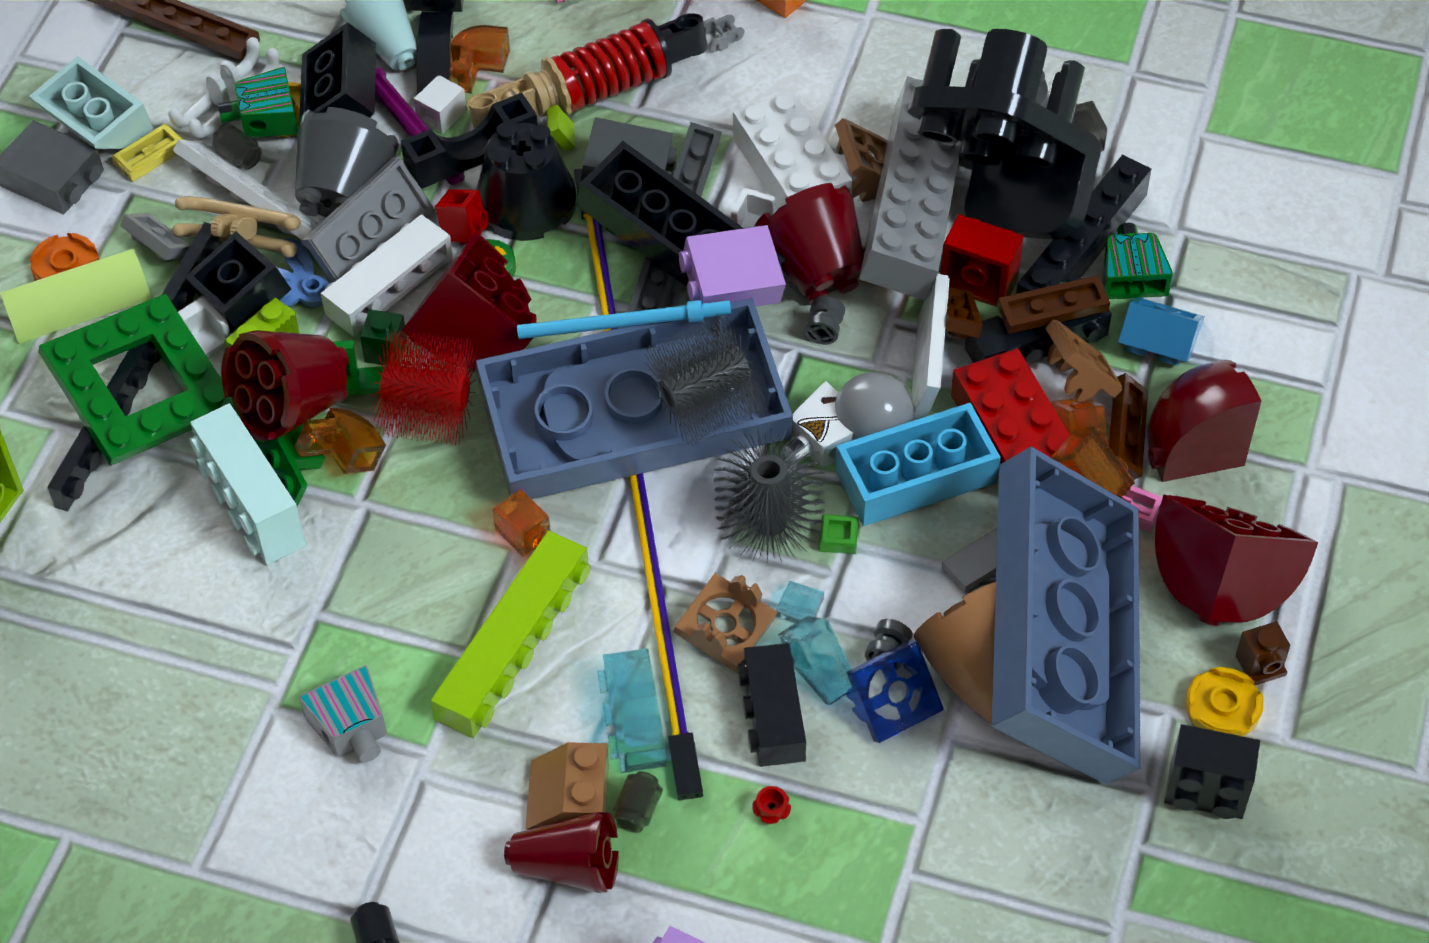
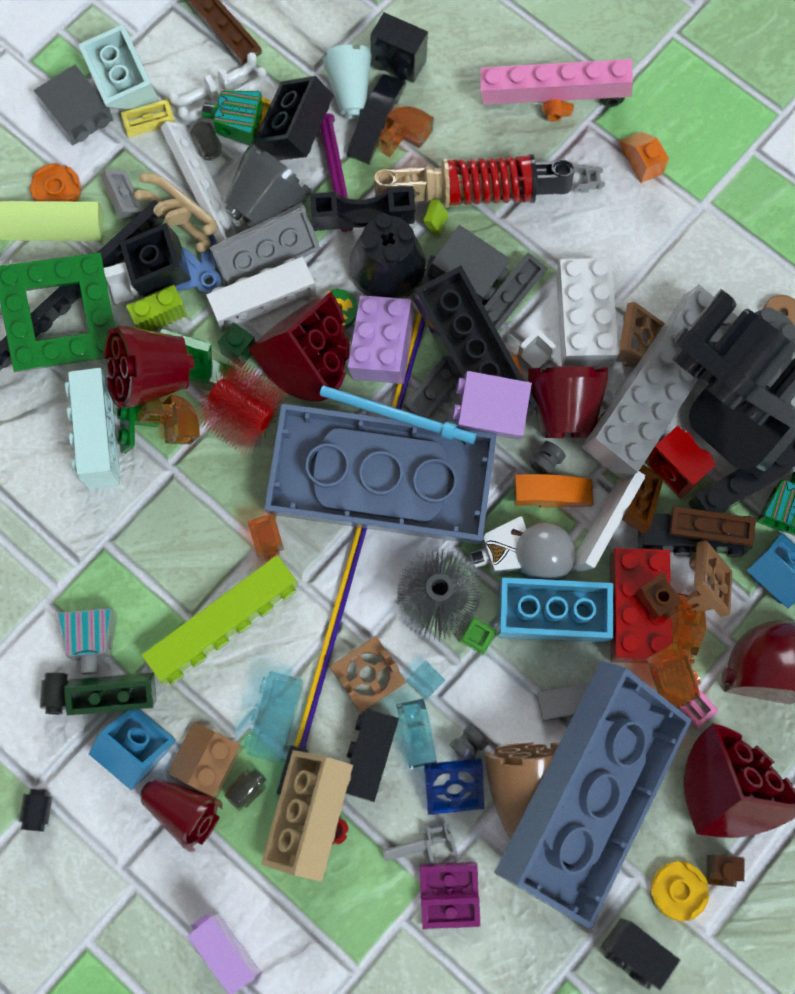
camera: 20 degrees right, 20 degrees up
(335, 794) = (52, 693): none -> pearl dark grey brick
(411, 760) = (110, 694): none -> dark green brick
(440, 104) = (360, 162): white panel -> none
(461, 214) = (332, 266): red brick -> none
(465, 815) = (131, 747): none -> dark azure slope
(561, 267) = (381, 339): none -> lavender brick
(705, 380) = (426, 501): dark grey piece -> none
(730, 787) = (307, 815): none -> tan brick
(846, 350) = (552, 491): none -> orange slope
(891, 776) = (421, 845): none -> light grey piece
(951, 818) = (449, 895): none -> magenta slope
(1031, 390) = (649, 597): none -> reddish brown brick
(1129, 424) = (720, 642): reddish brown plate -> none

